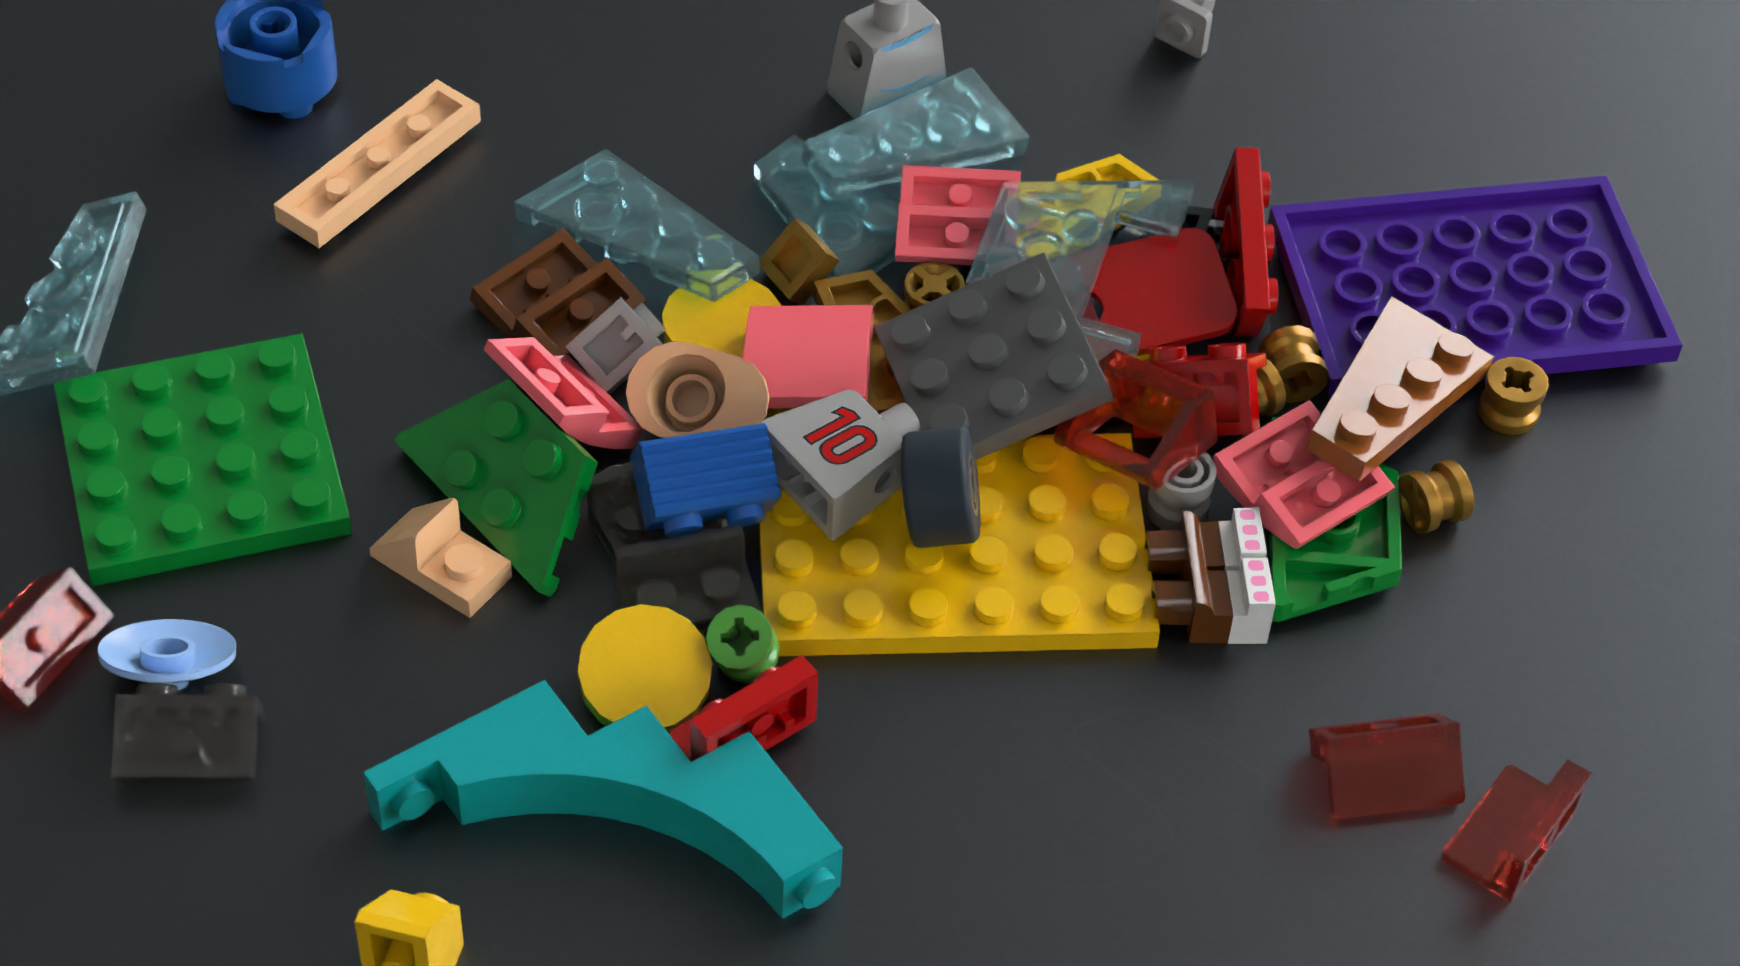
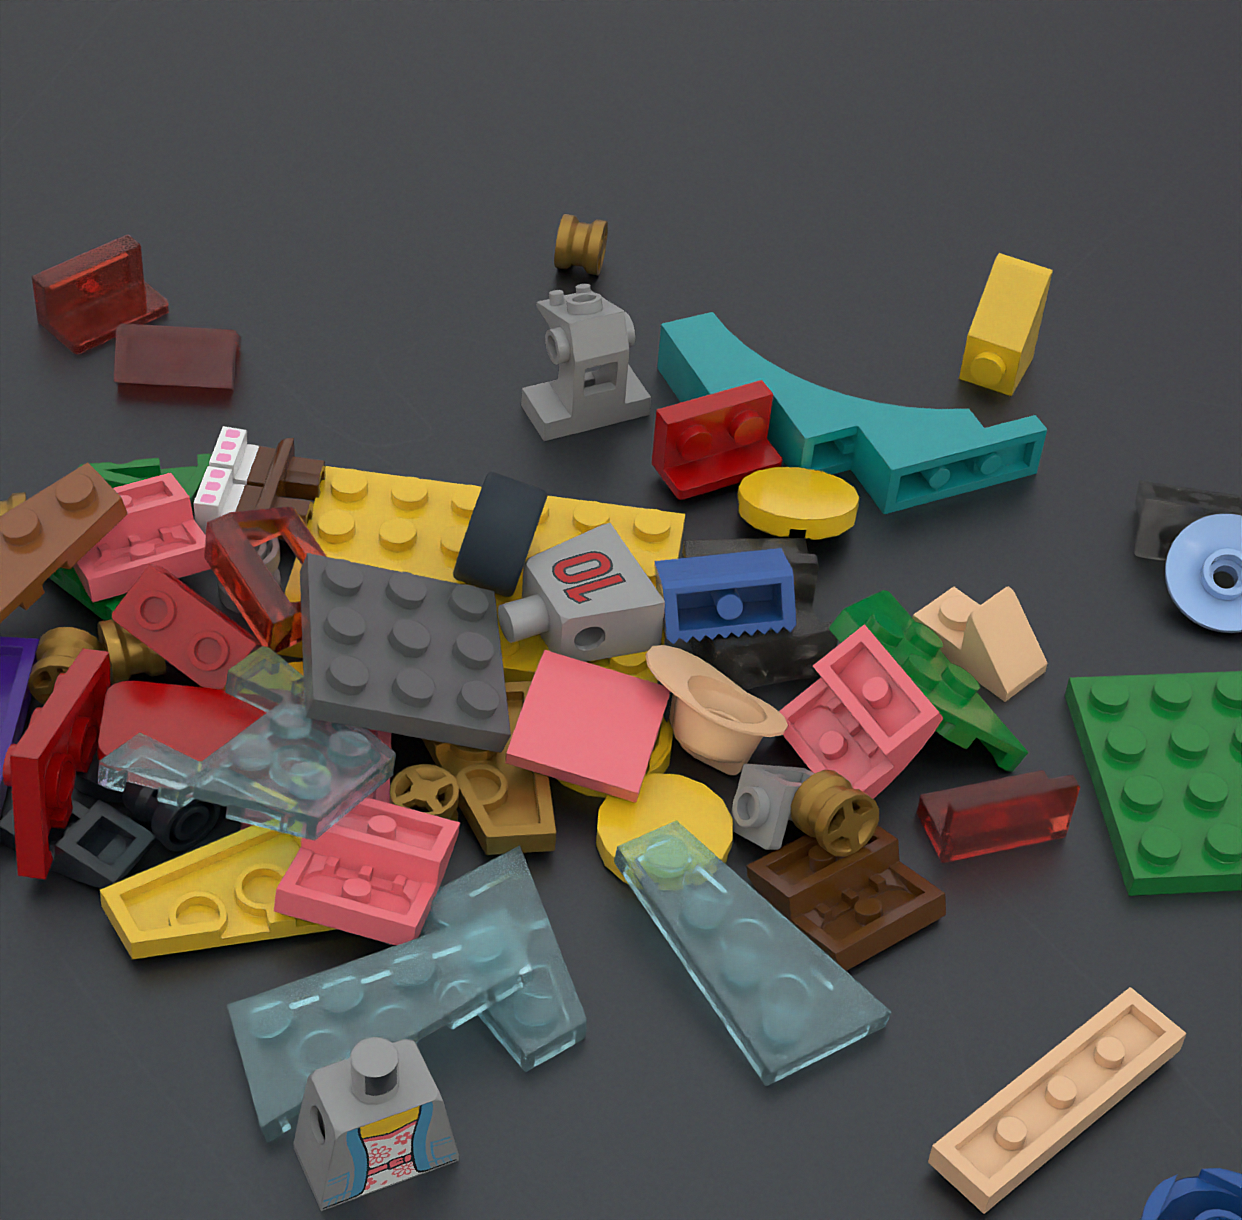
camera: 170 degrees left, 5 degrees down
(421, 369) = (998, 814): none -> clear red panel
(572, 302) = (834, 813): none -> pearl gold wheel
(747, 657) = (707, 502): bright green wheel -> none
(797, 261) = (565, 869): pearl gold plate -> none
(918, 748) = (584, 335): none -> light grey tile

